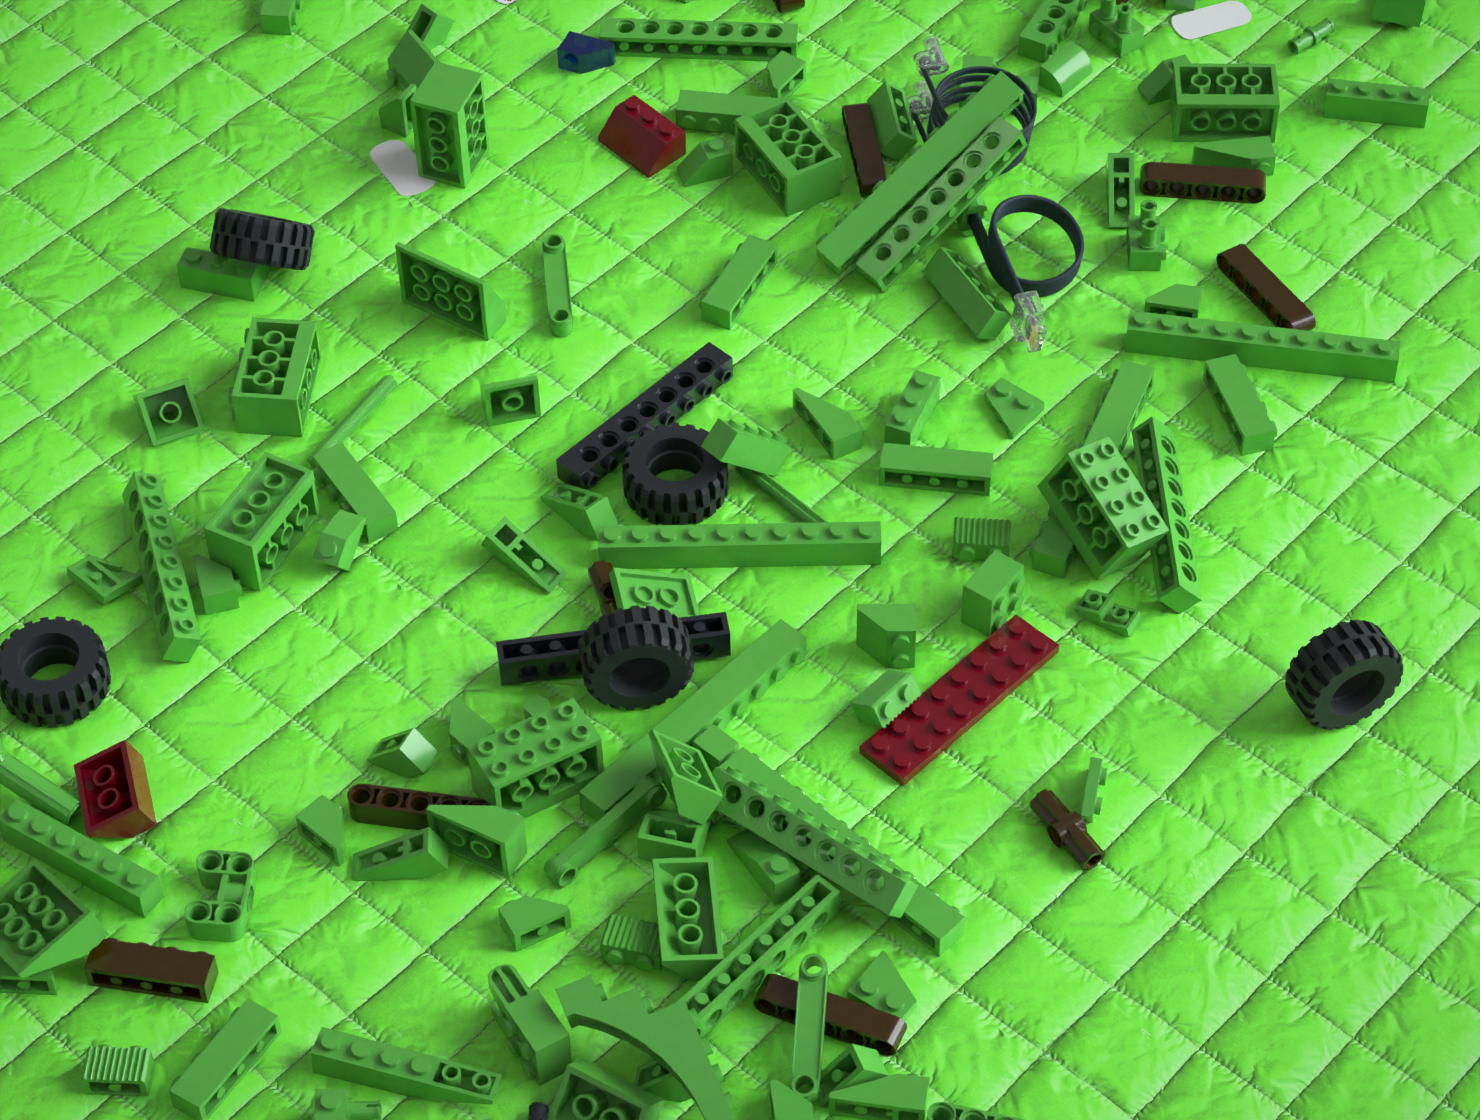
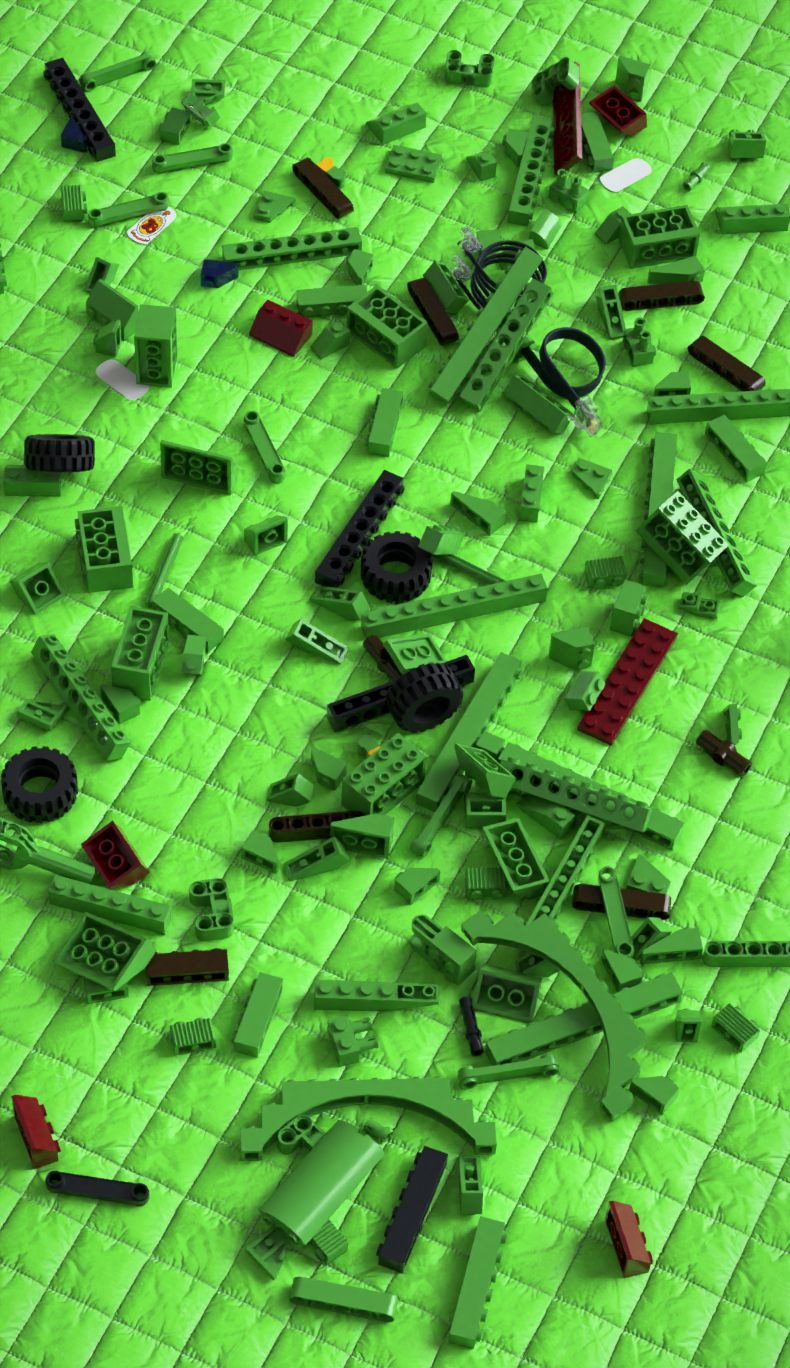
camera: 20 degrees left, 5 degrees up
(936, 469) = (560, 529): bright green brick -> none

